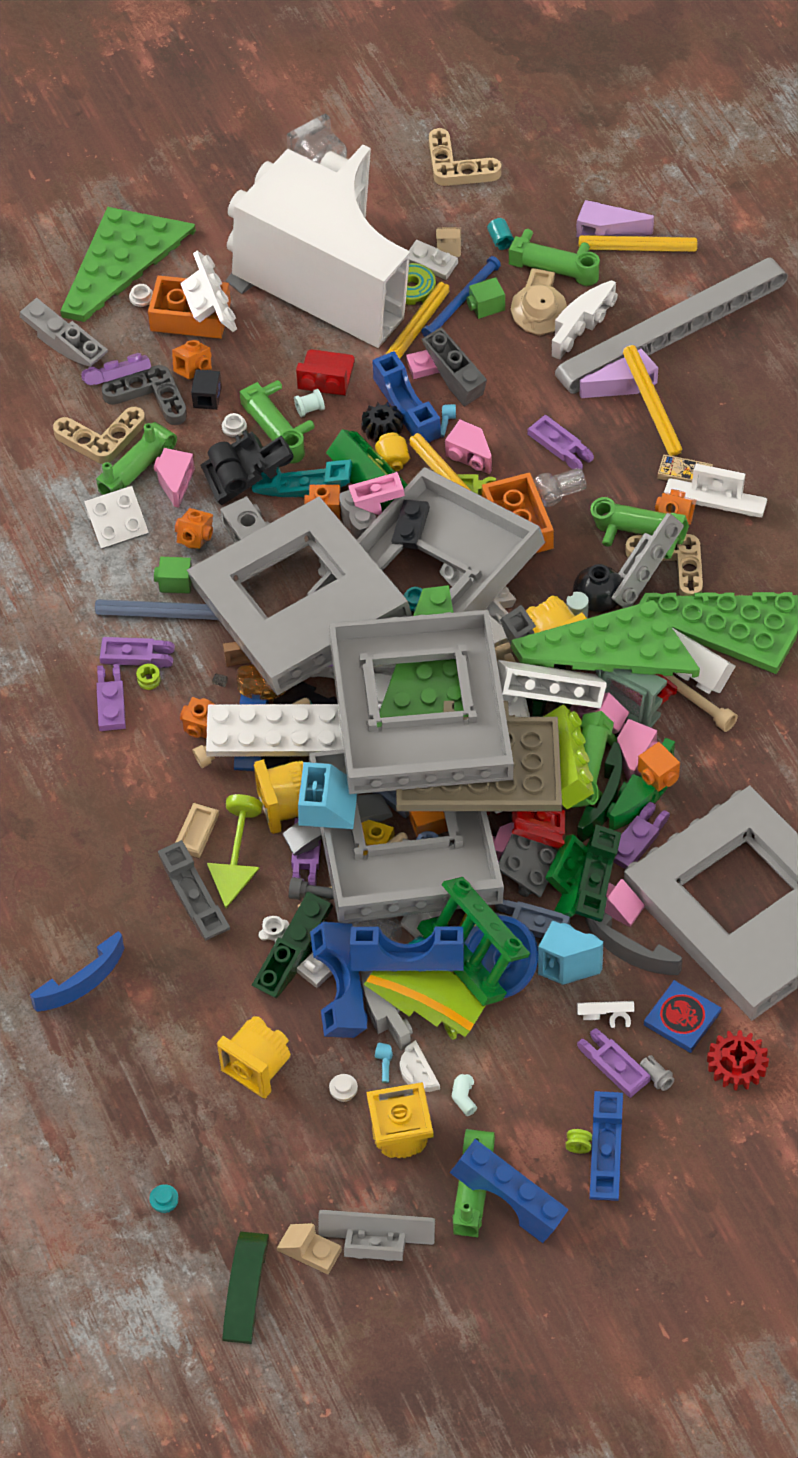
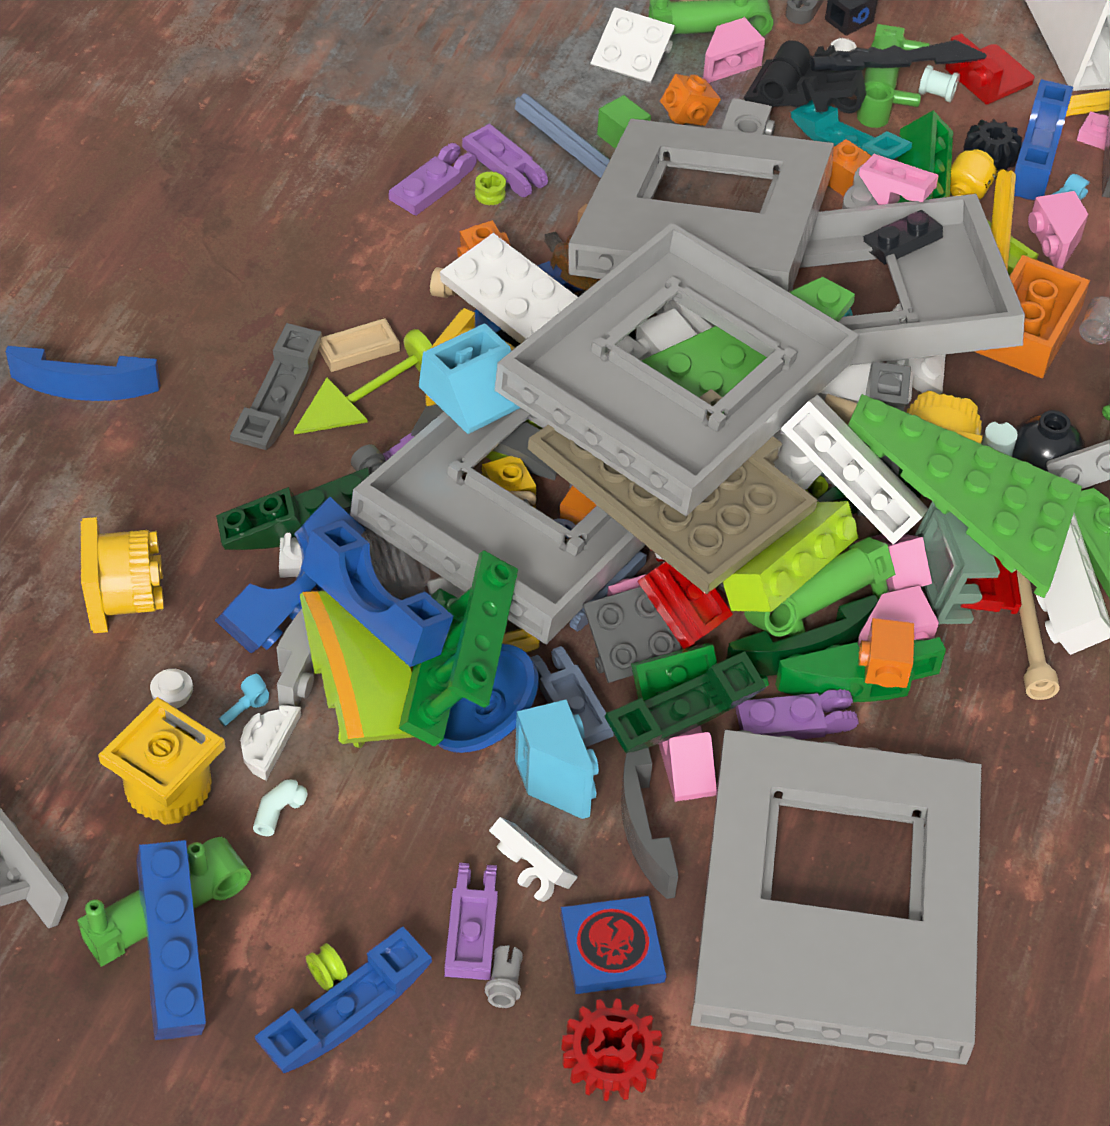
camera: 40 degrees right, 5 degrees down
(270, 923) = (304, 480): white plate -> none
(283, 410) = (896, 57): none -> black sword

